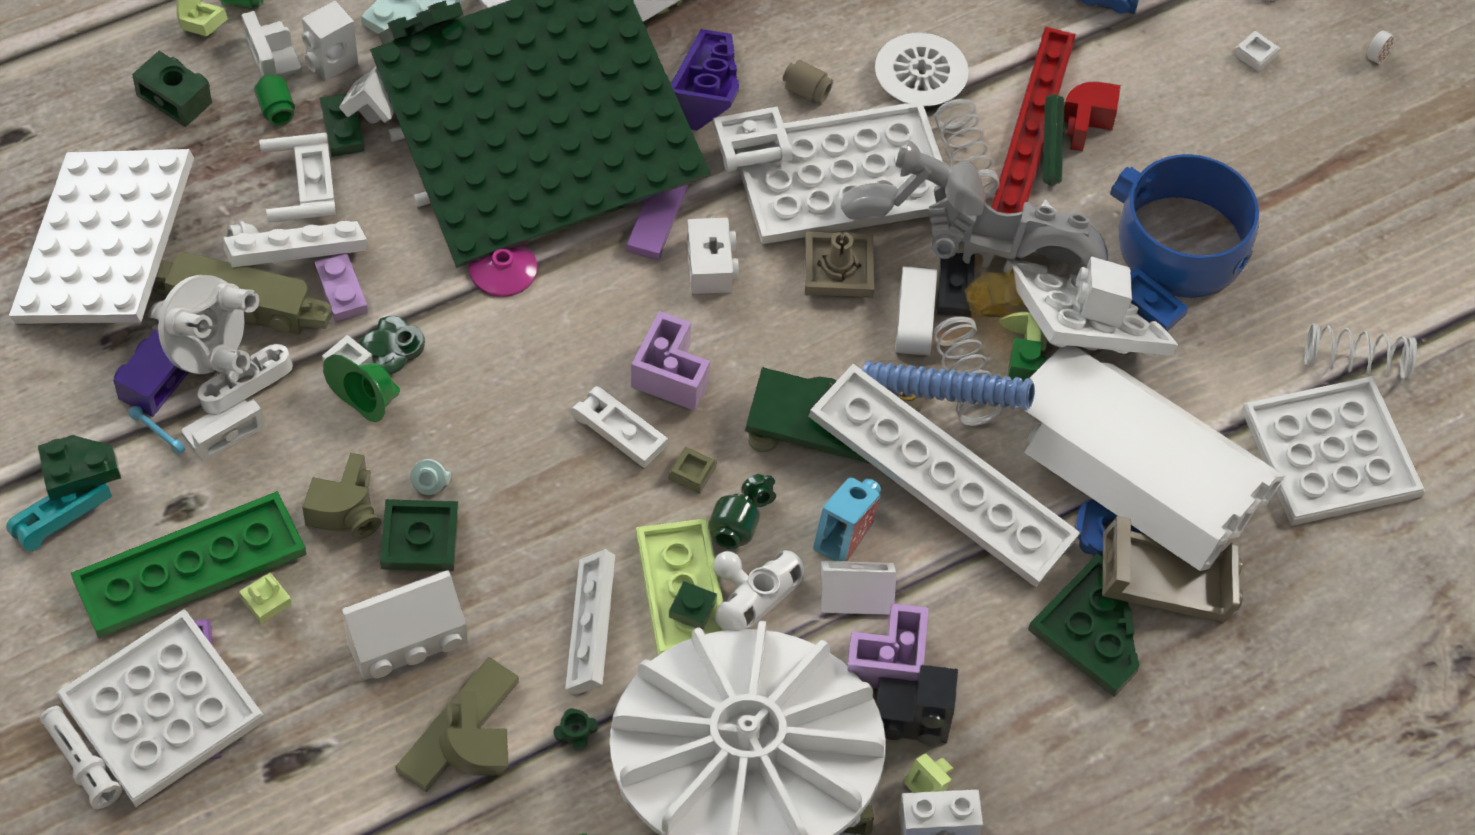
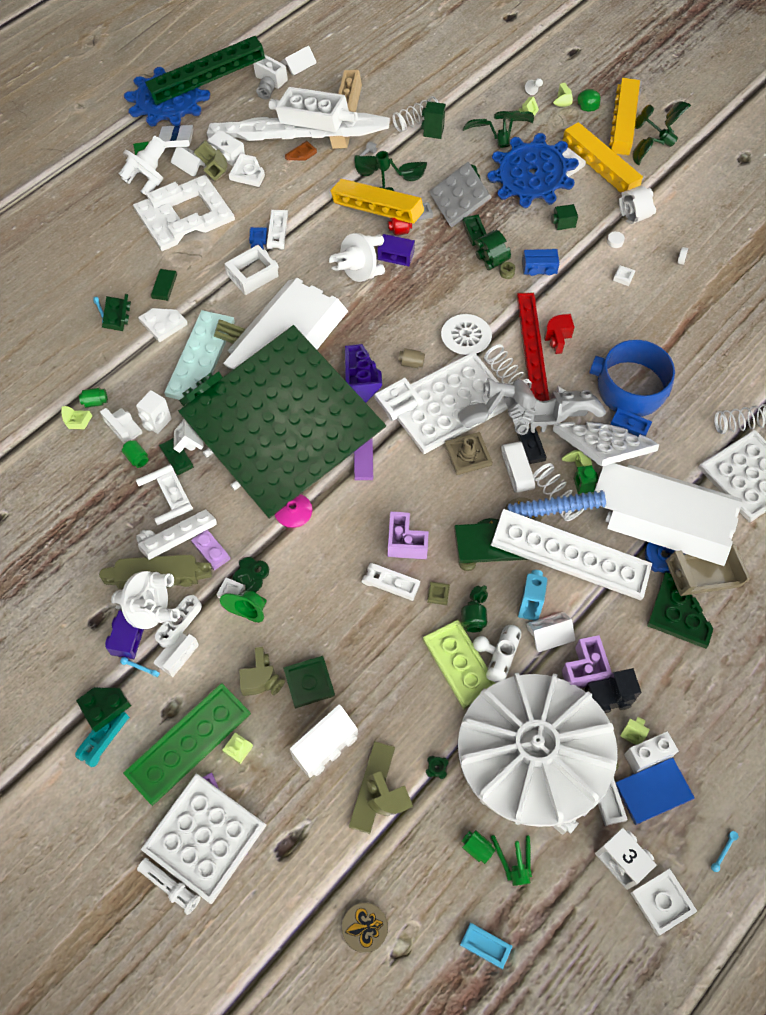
camera: 15 degrees left, 5 degrees up
(102, 237) = (69, 564): white plate -> none
(172, 88) = (66, 464): dark green brick -> none
(429, 477) = (301, 645): light aqua plate -> none
(590, 622) = (421, 702): white plate -> none
(692, 605) = (472, 673): dark green plate -> none
(710, 255) = (401, 470): white brick -> none
(990, 294) = (554, 445): clear yellow window -> none
(1053, 140) = (547, 352): dark green axle -> none
(1104, 291) = (613, 428): white brick -> none

